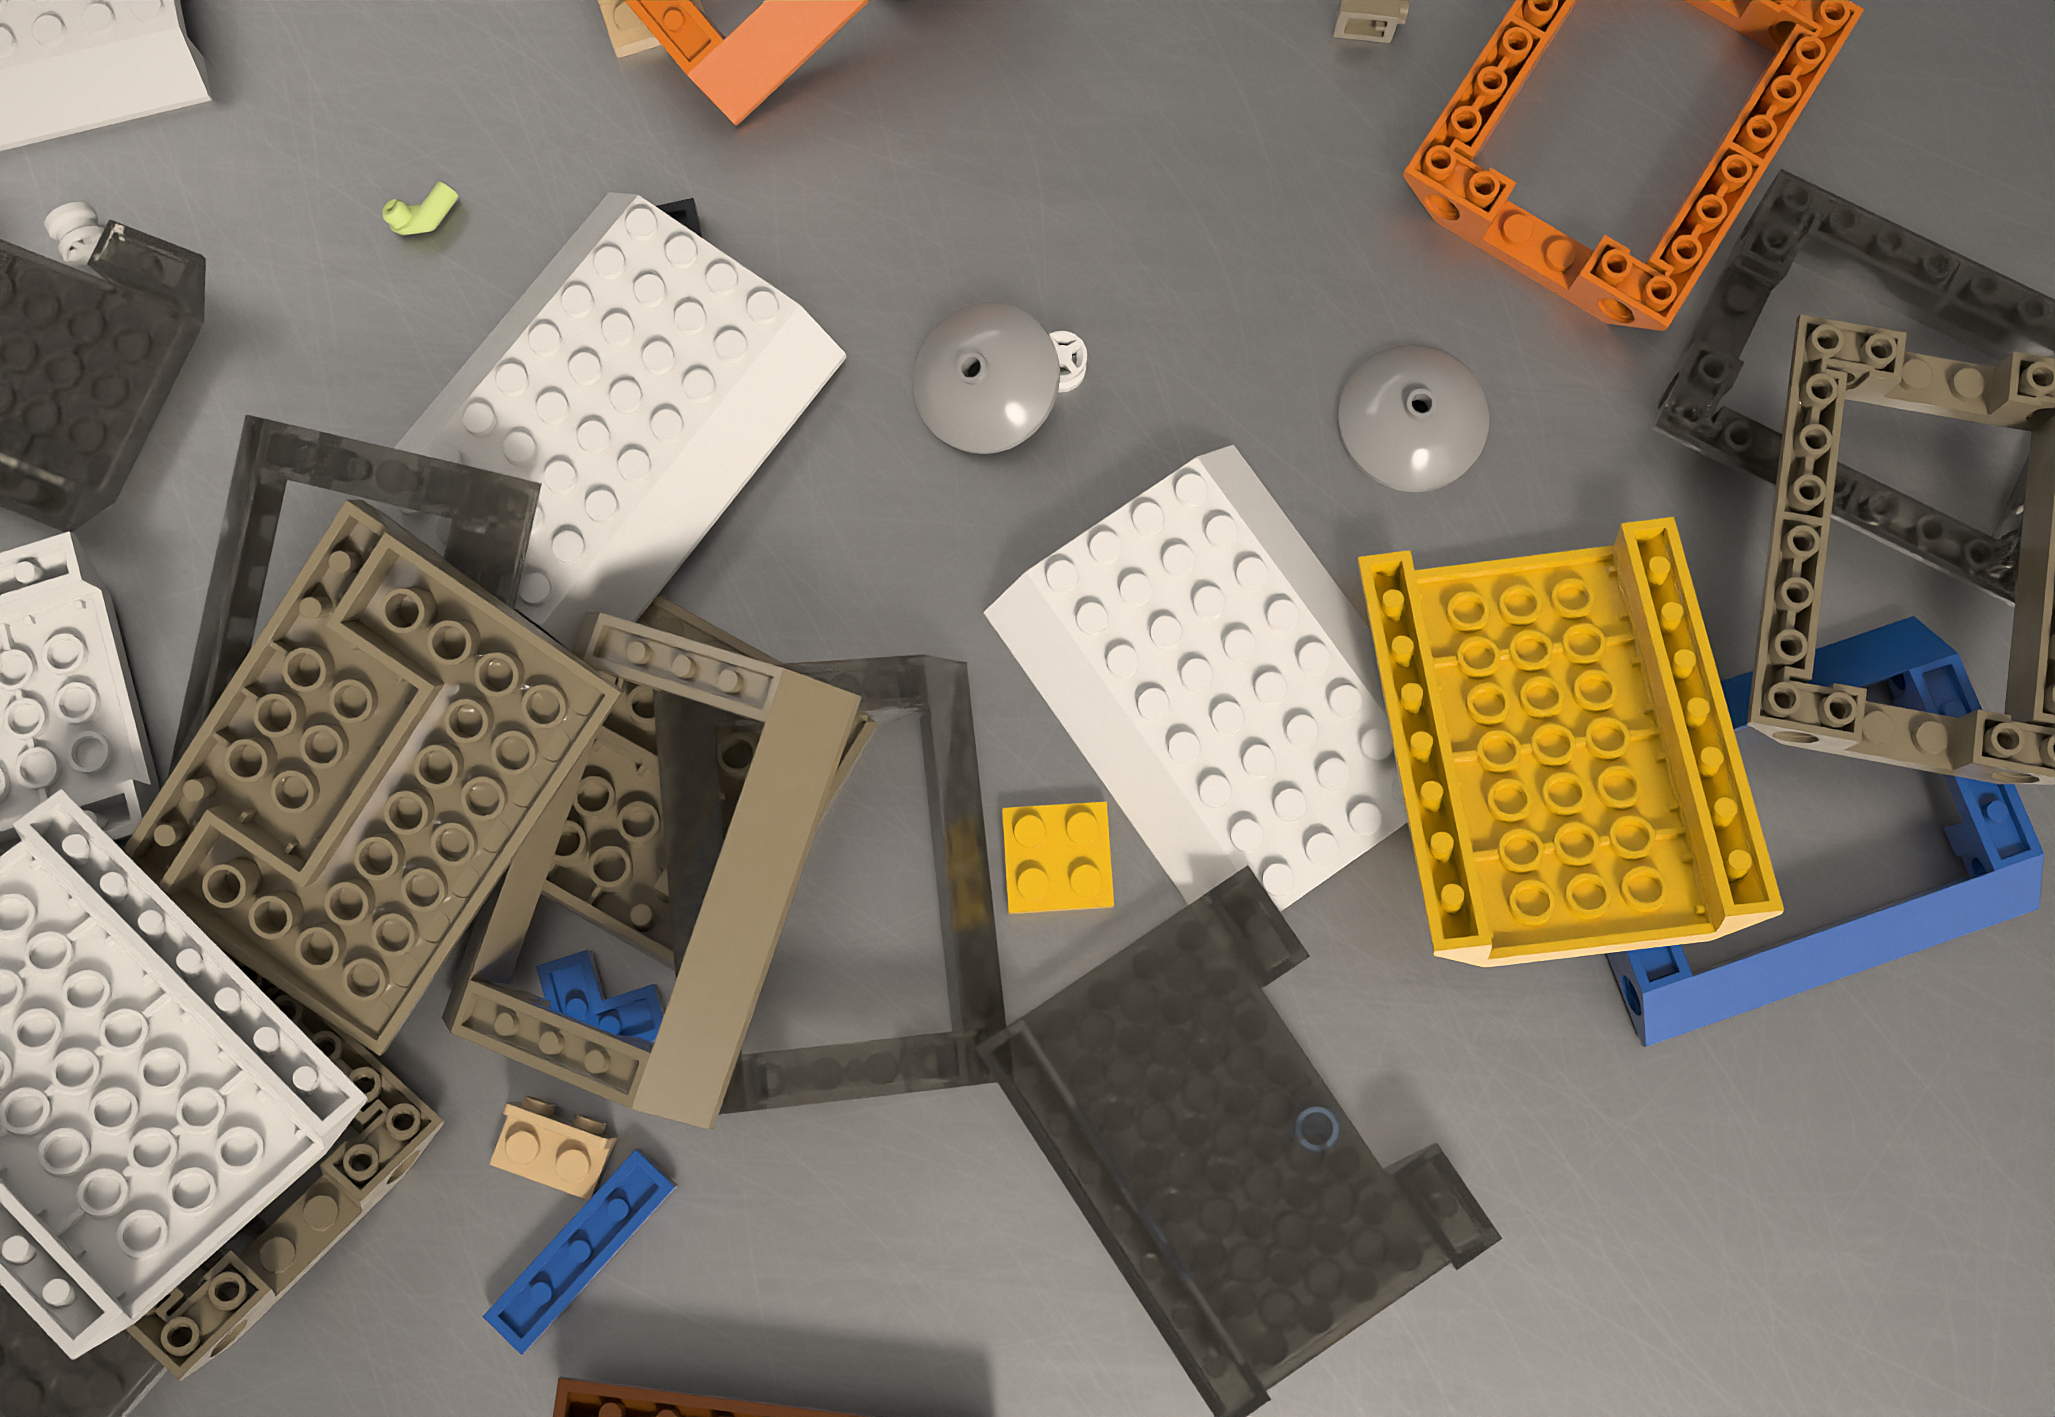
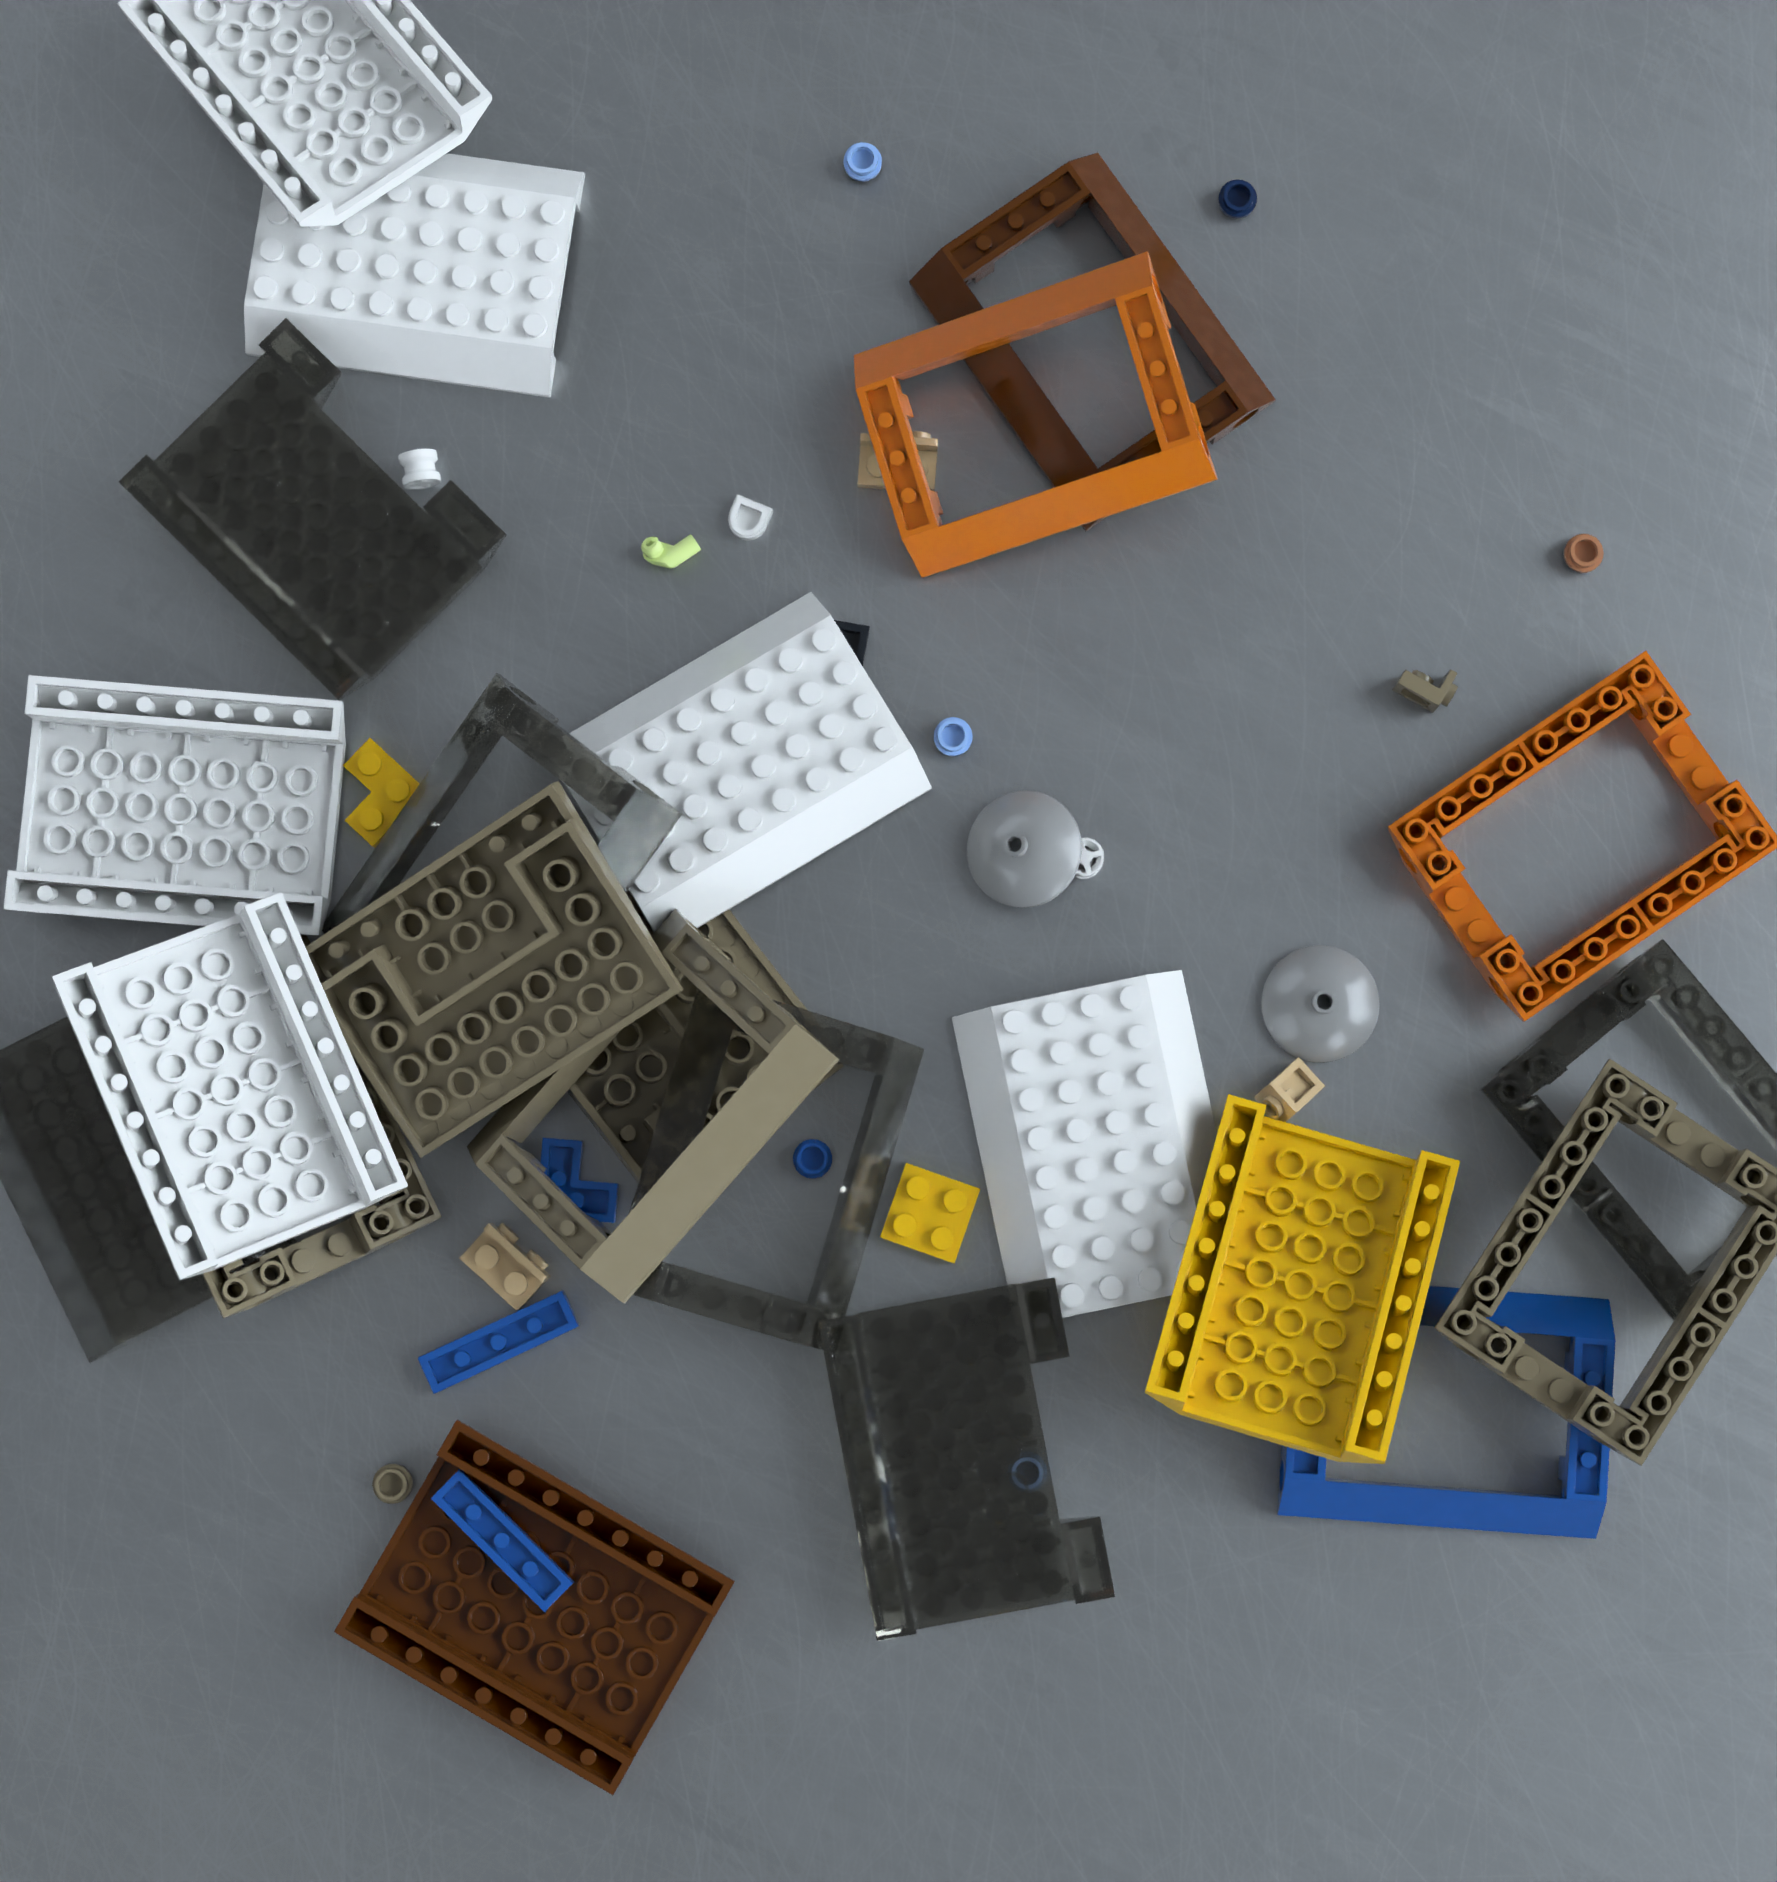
camera: 25 degrees right, 5 degrees up
(175, 617) = (389, 789): none -> yellow plate
(501, 139) = (748, 518): none -> white tile
(846, 287) = (952, 736): none -> light blue plate
(885, 852) = (812, 1158): none -> blue plate
(1427, 528) = (1289, 1091): none -> tan bracket

